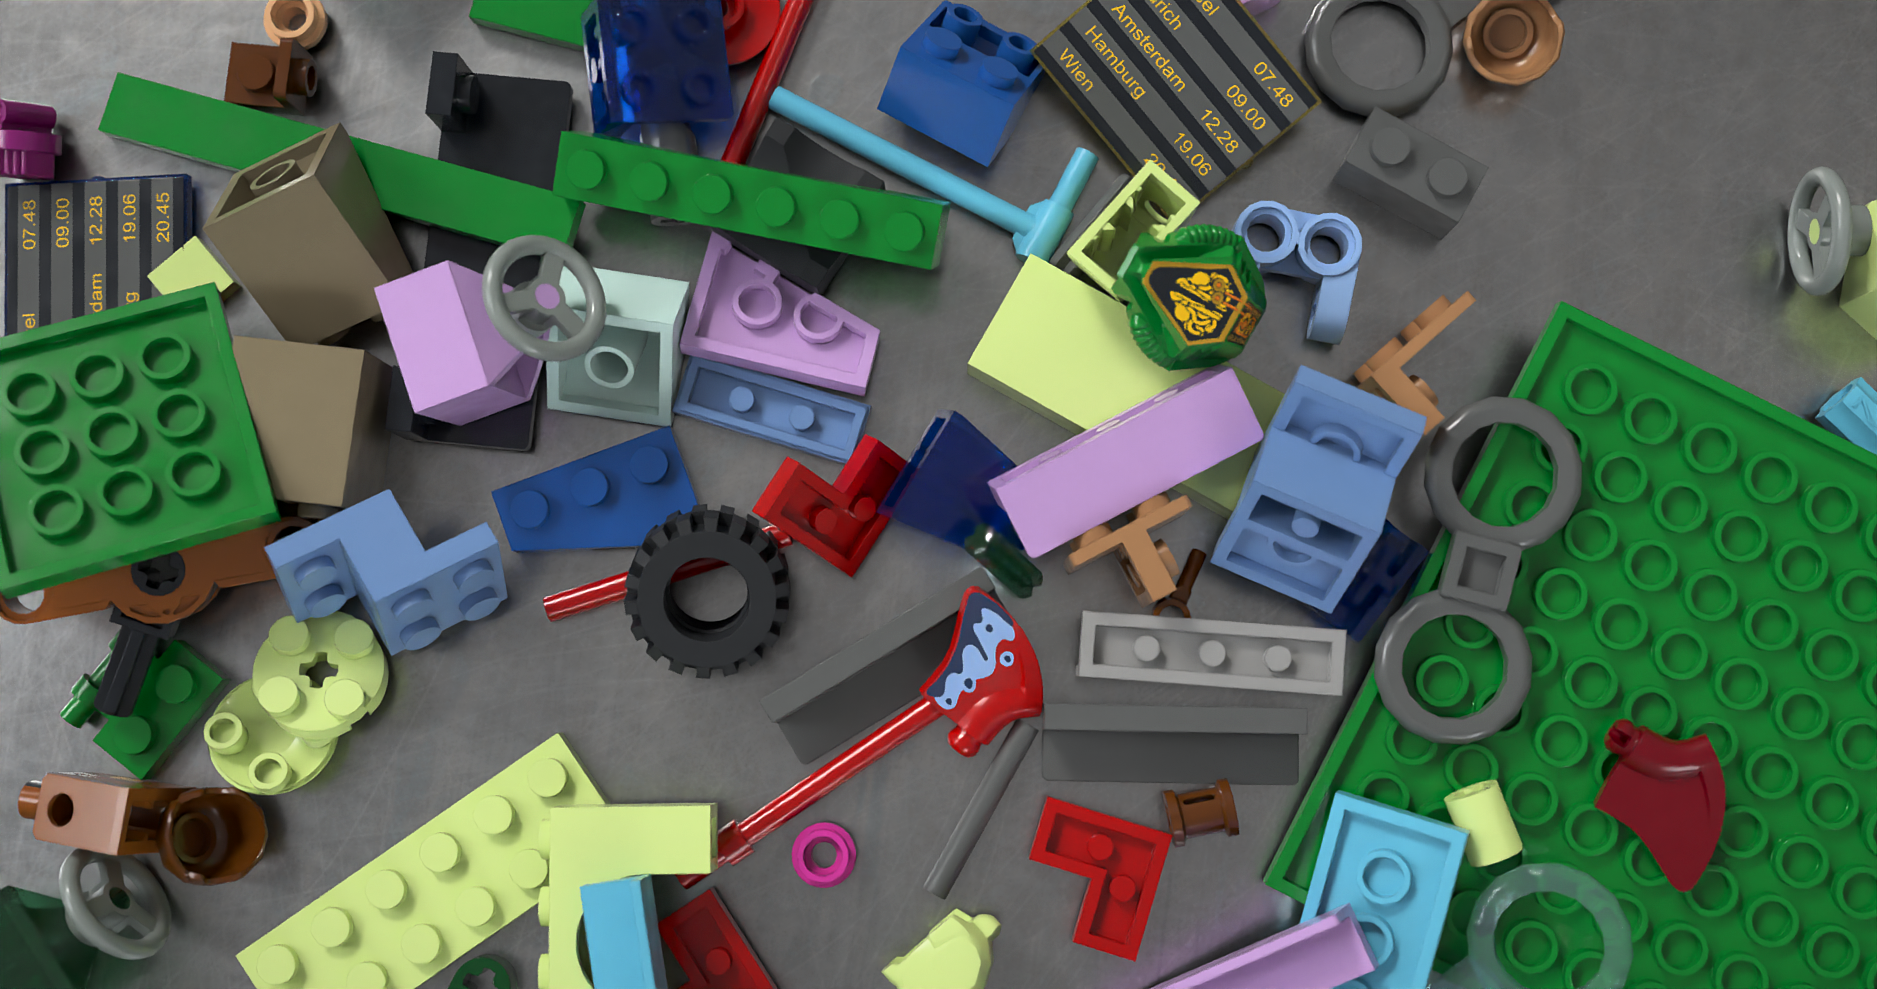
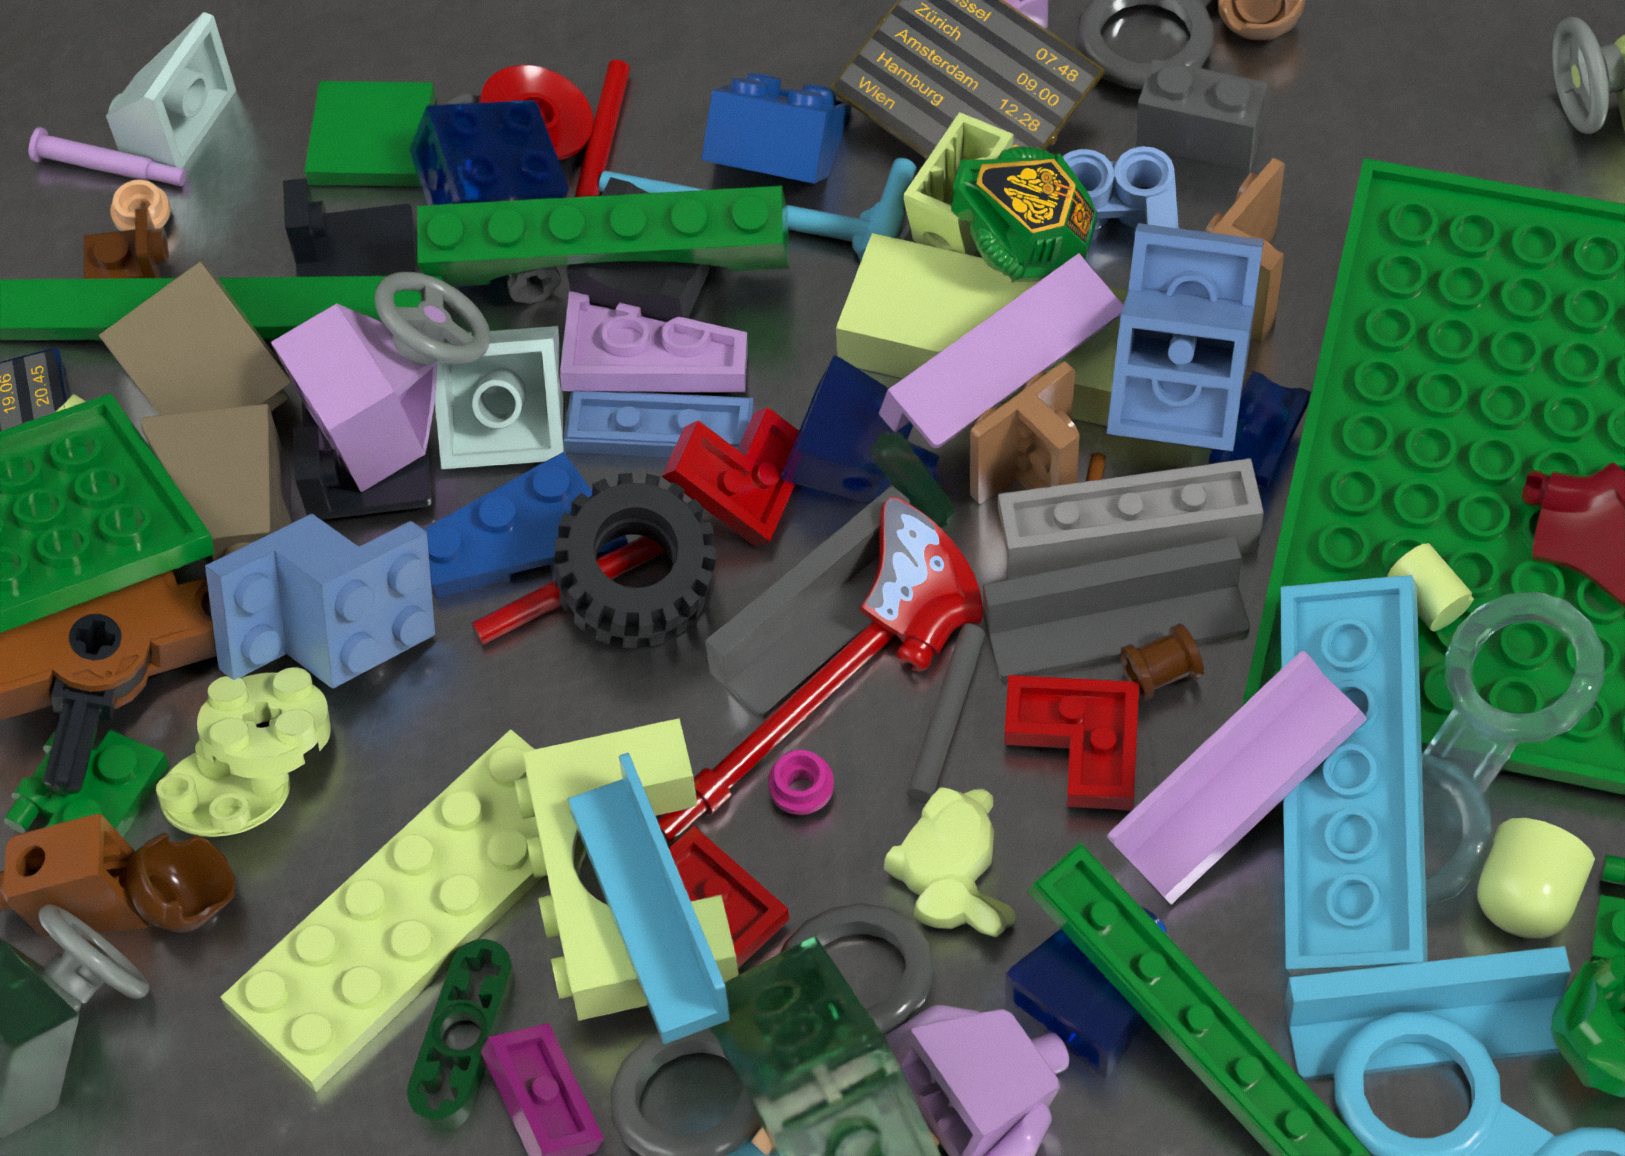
camera: 15 degrees left, 25 degrees down
(1478, 570) = (1357, 386): dark grey bar -> none

